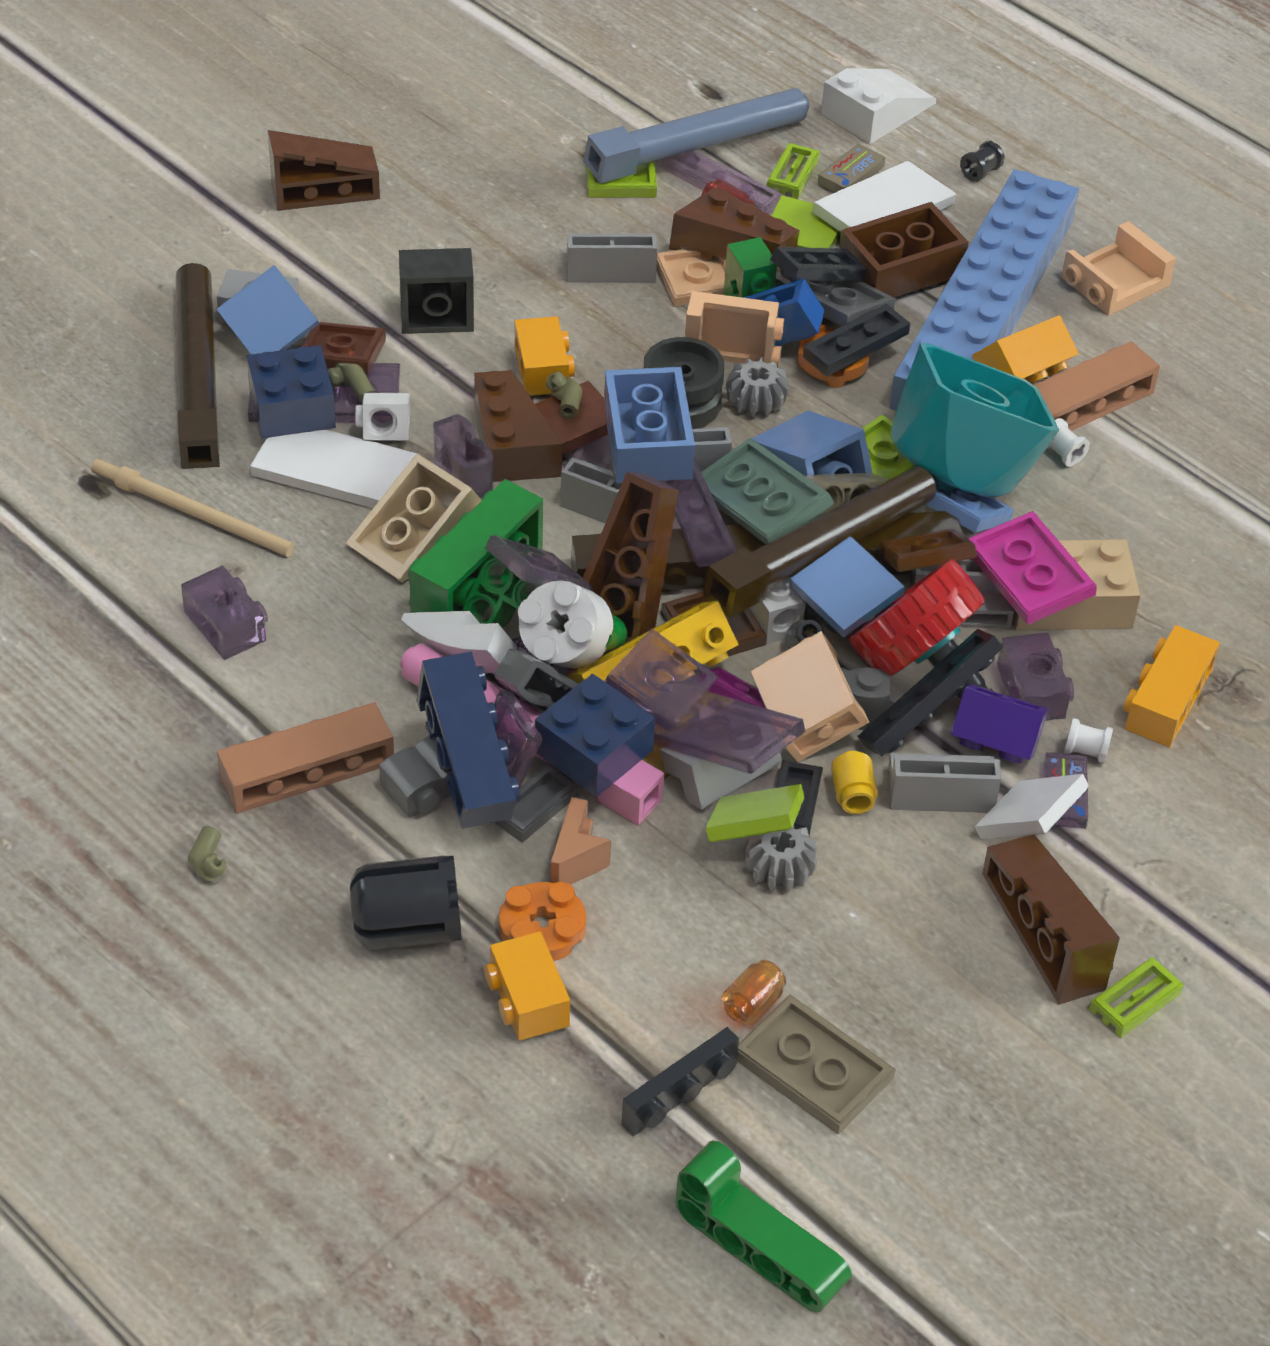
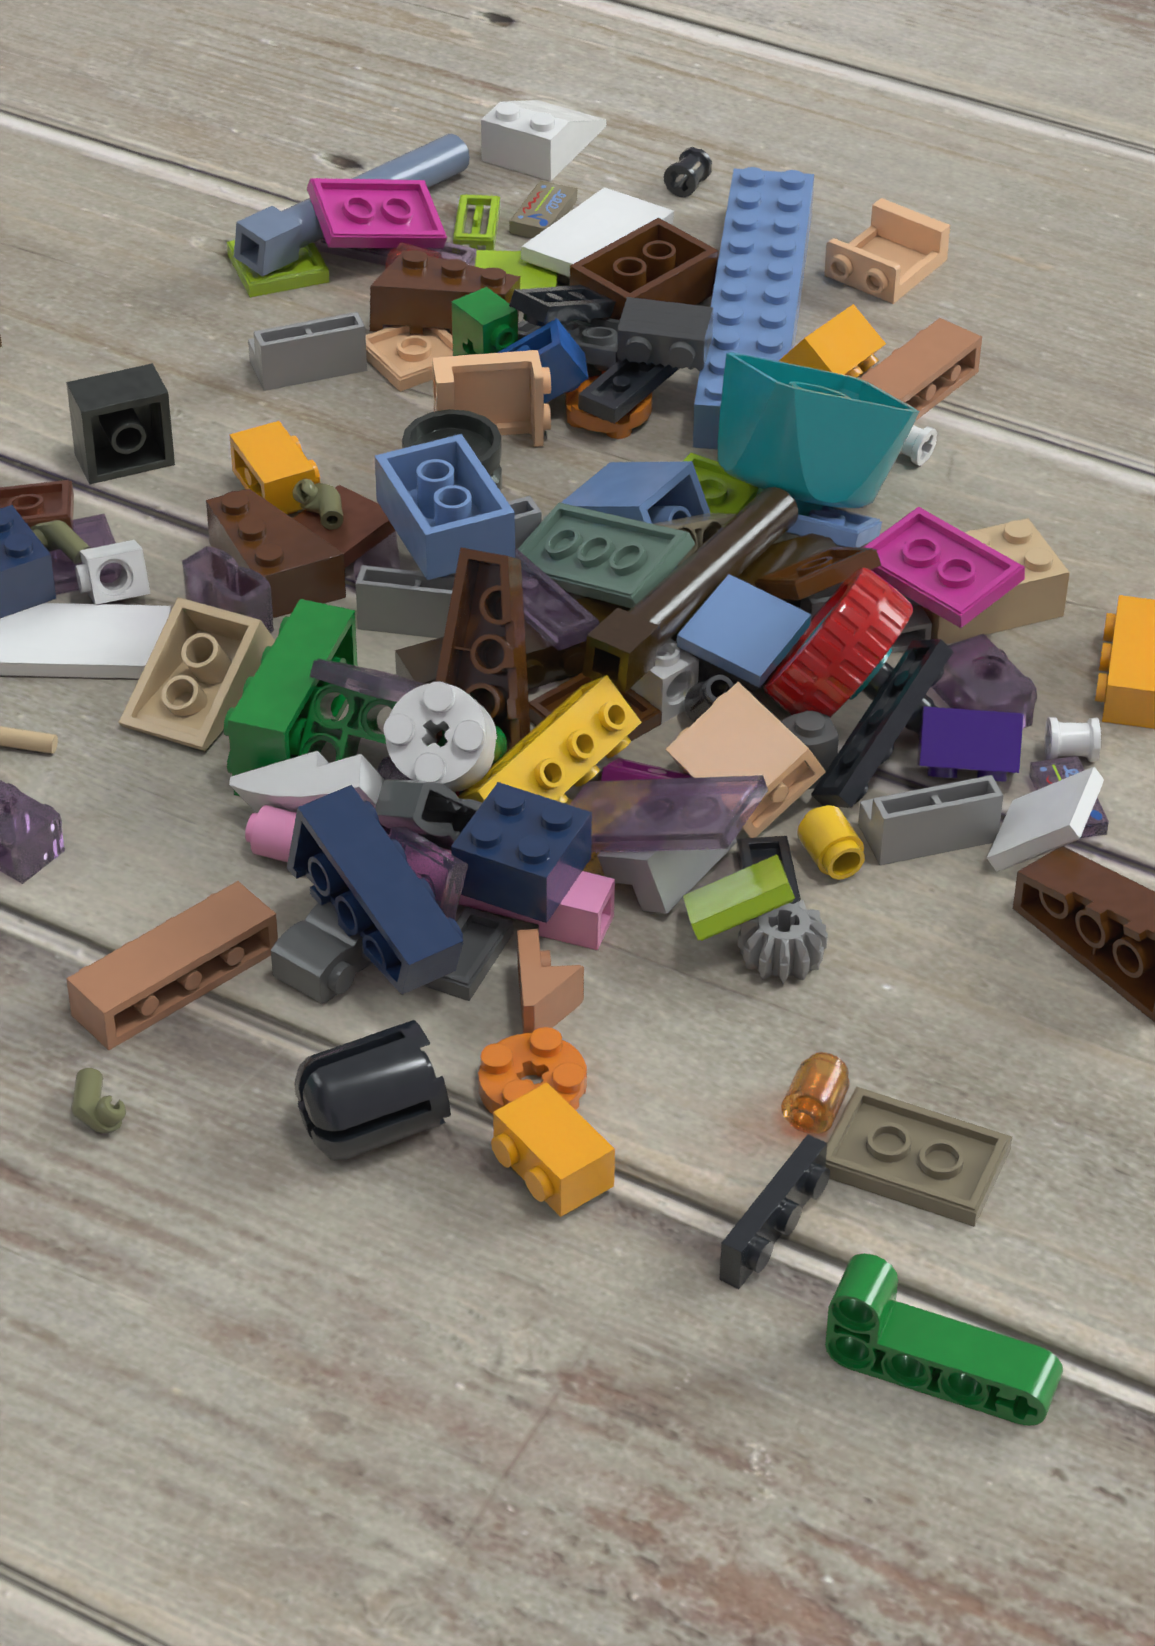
camera: 15 degrees left, 5 degrees down
(661, 679) = (577, 772): tile -> none
(707, 148) = (376, 213): none -> dark pink tile
(757, 387) = (537, 453): light grey gear -> none
(890, 309) = (665, 333): none -> dark grey brick

